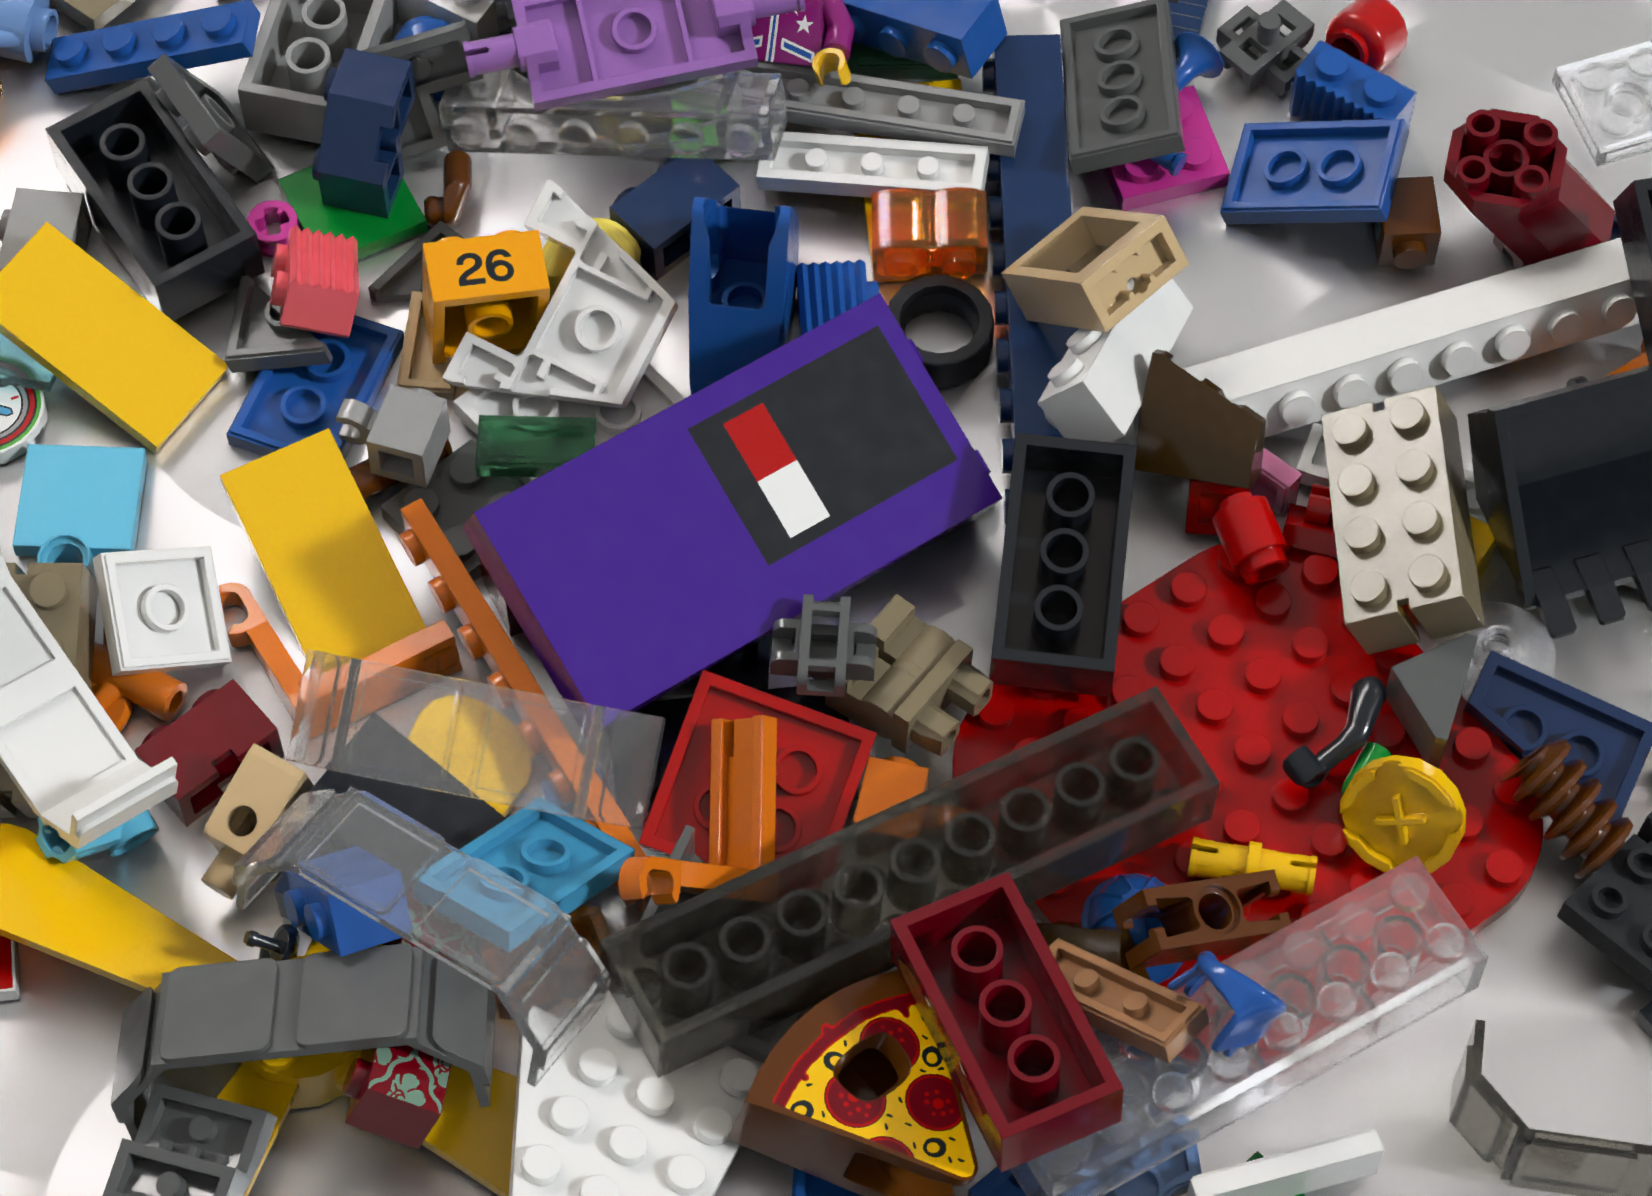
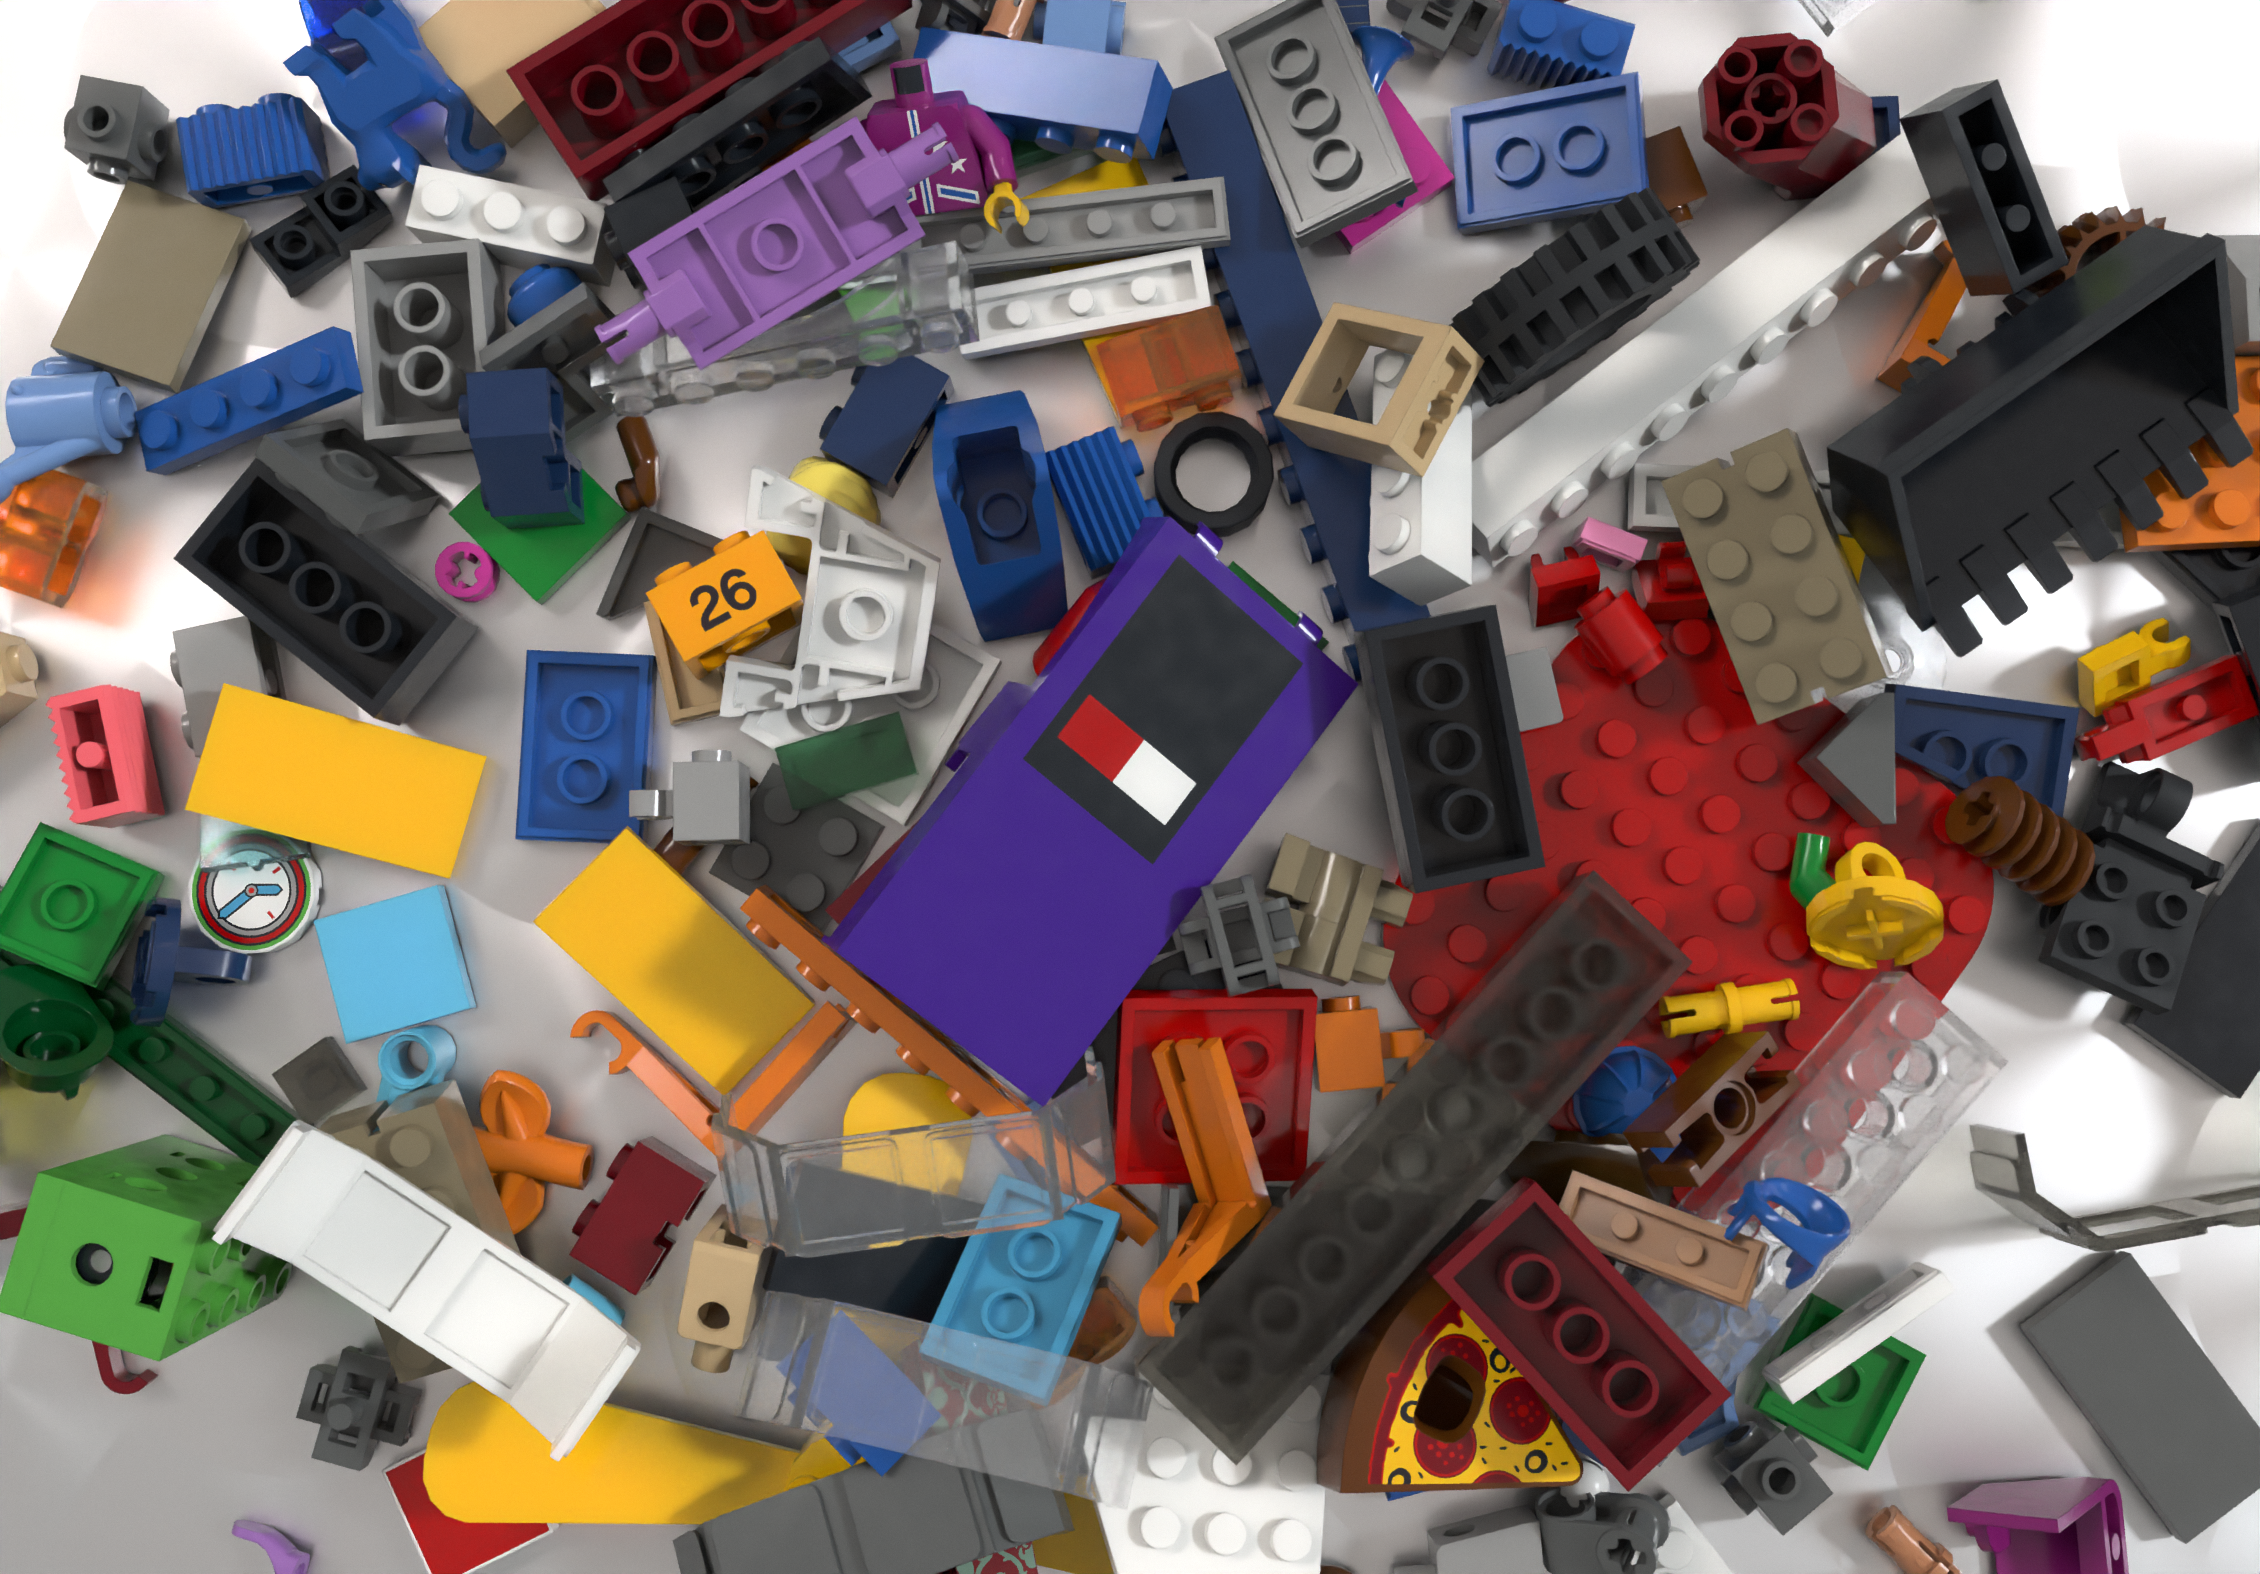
camera: 20 degrees left, 25 degrees up
(161, 610) = (533, 1089): white tile -> none
(258, 340) = (511, 711): dark grey tile -> none
(280, 947) = (811, 1458): black piece -> none
(316, 282) = (543, 643): coral brick -> none
(1152, 561) = (1534, 689): none -> light grey panel
(1195, 430) = (1534, 537): dark brown slope -> none
(1313, 212) = (1574, 294): none -> black tyre
(1364, 707) = (1793, 795): black piece -> none

